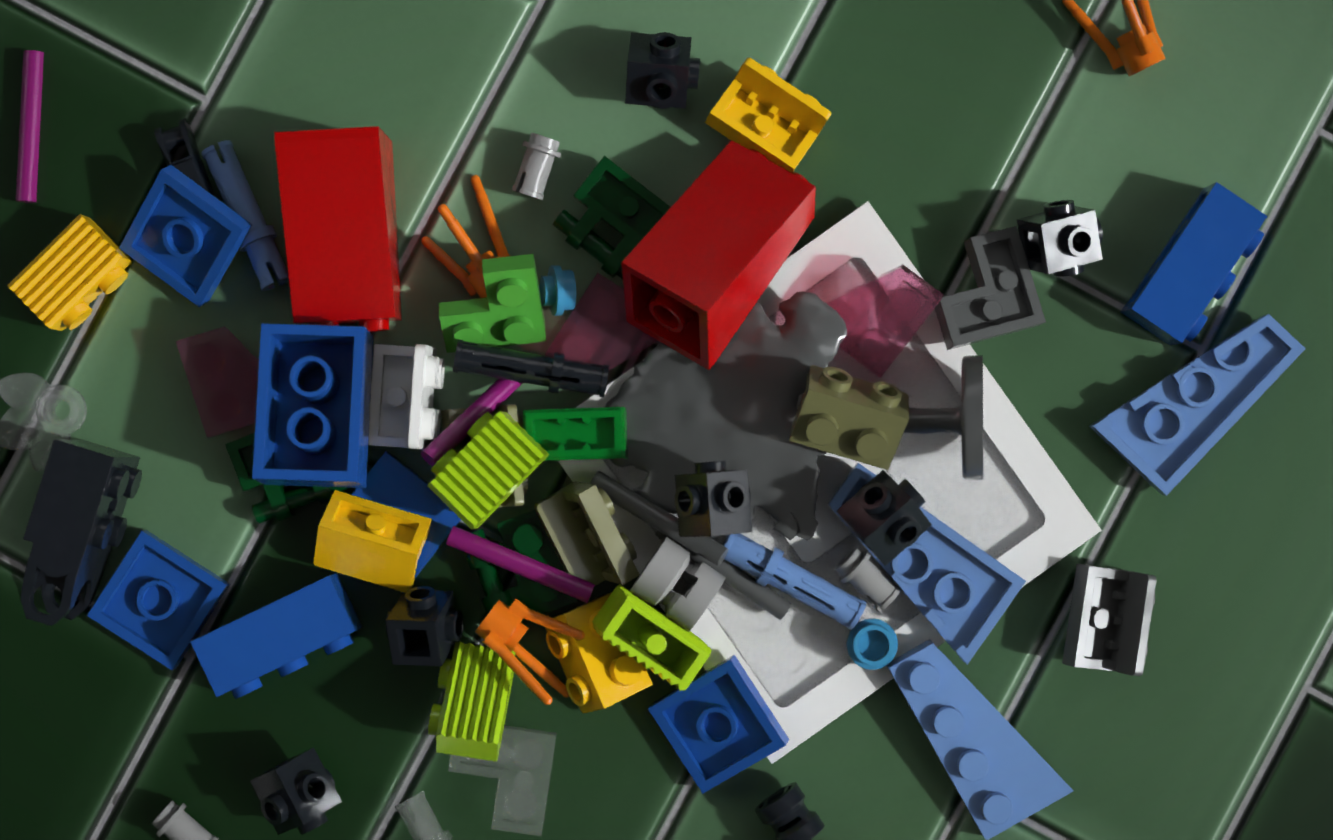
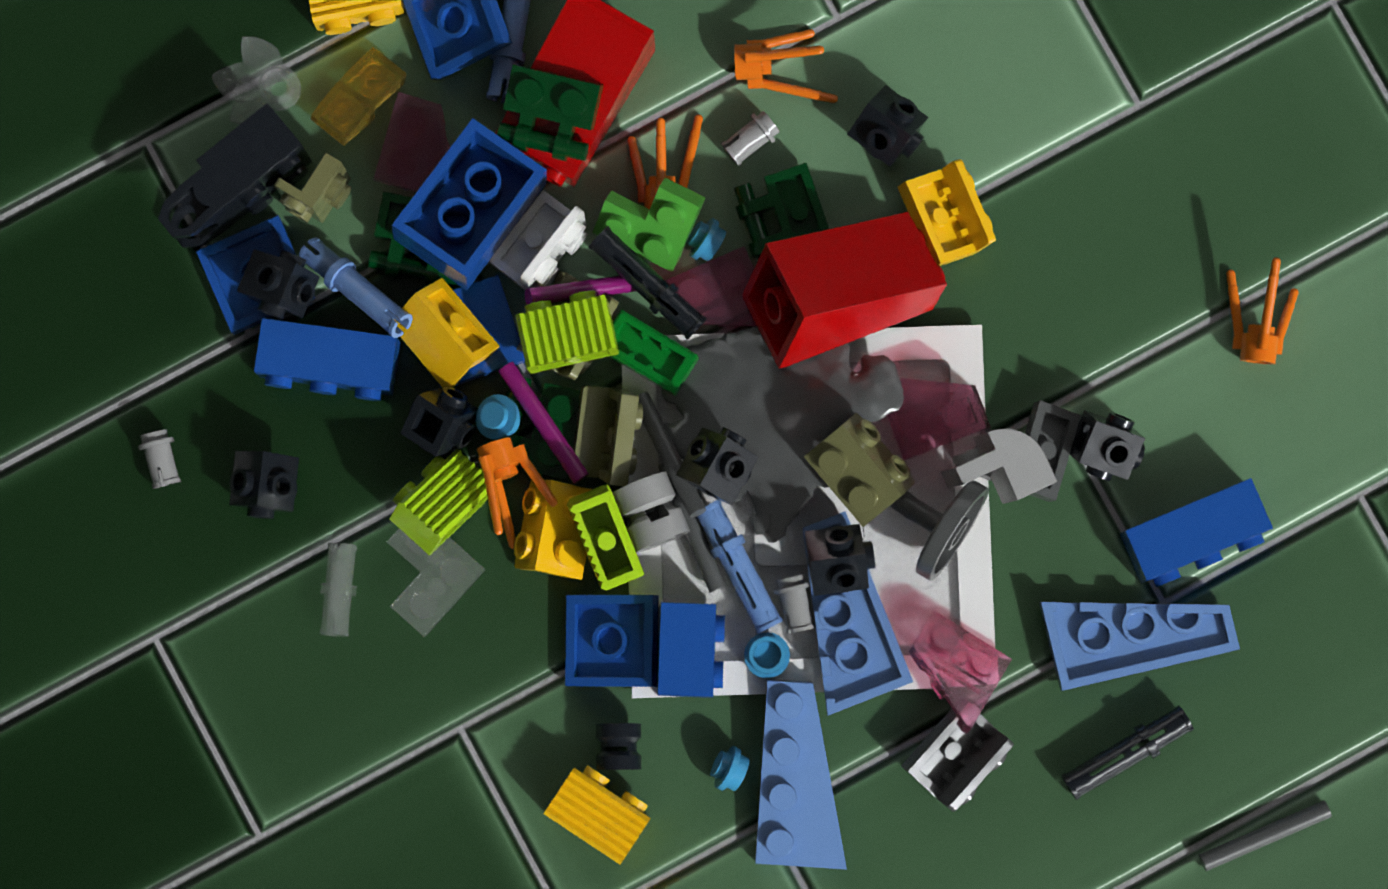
camera: 30 degrees right, 5 degrees down
(139, 367) = (357, 94): none -> clear yellow slope
(167, 483) = (322, 192): none -> olive bracket
(193, 597) = (278, 283): none -> black brick
(240, 550) = (342, 276): none -> medium blue pin
(325, 254) = (551, 98): none -> dark green plate
(474, 588) = (497, 417): none -> dark azure plate
(492, 89) = (756, 58): none -> orange plant
(797, 689) = (688, 650): none -> blue brick
(905, 770) = (729, 769): none -> dark azure plate
(981, 314) = (1010, 458): none -> light grey brick
(1059, 538) = (958, 667): none -> clear pink wing
(1262, 511) = (1175, 725): none -> black pin

